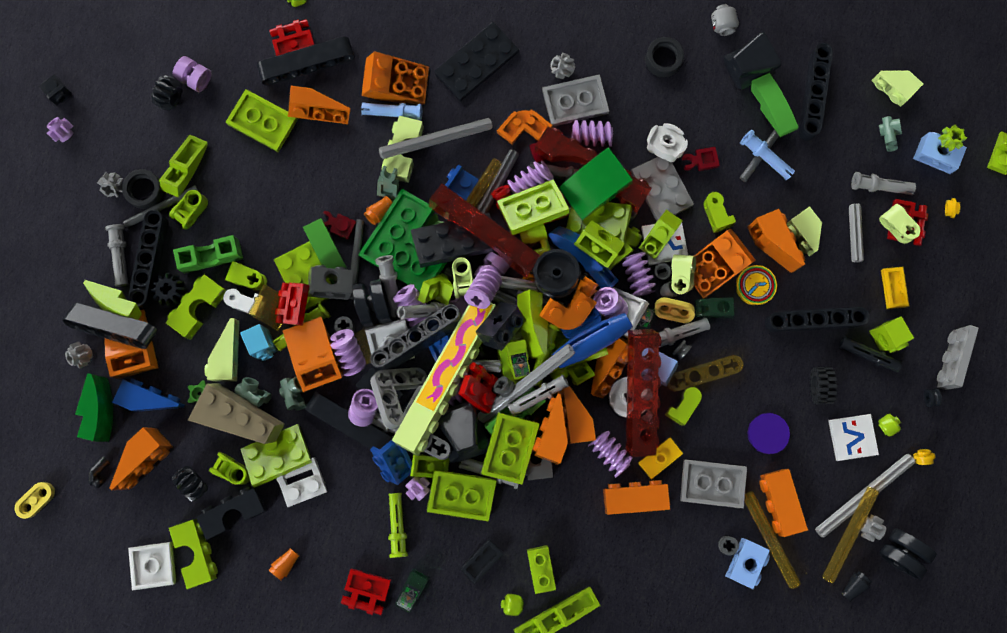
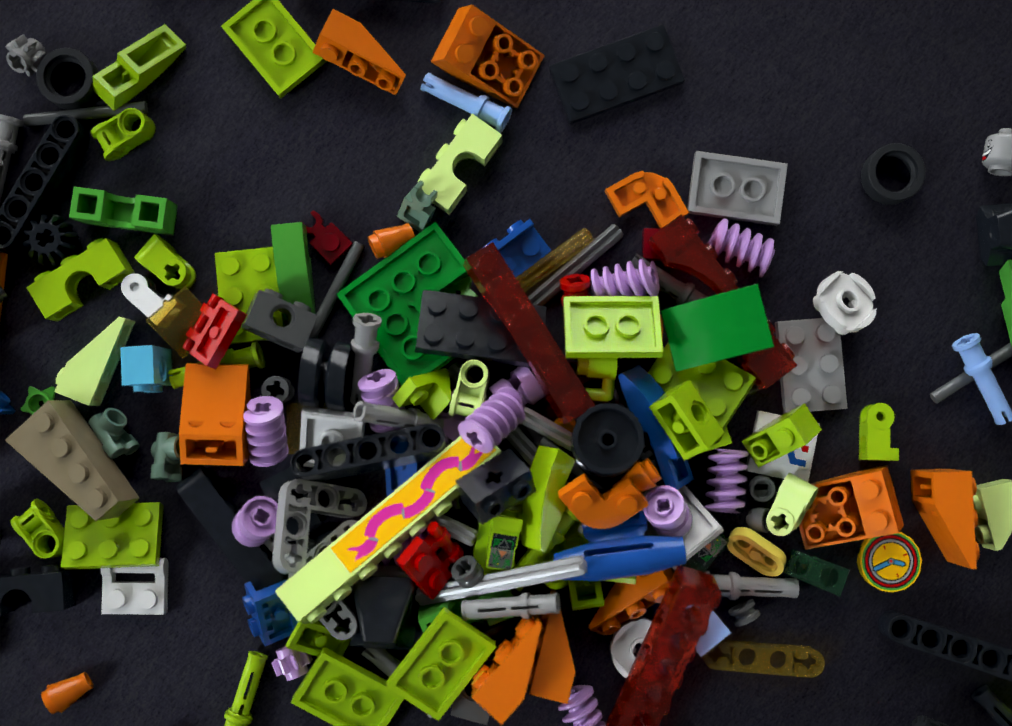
camera: 25 degrees right, 5 degrees up
(435, 138) = (511, 167): light grey axle -> none
(562, 66) = (739, 130): light grey gear -> none
(633, 237) = (740, 421): lime piece -> none
(689, 401) = (716, 696): lime leg -> none
(704, 159) = (889, 347): dark red plate -> none

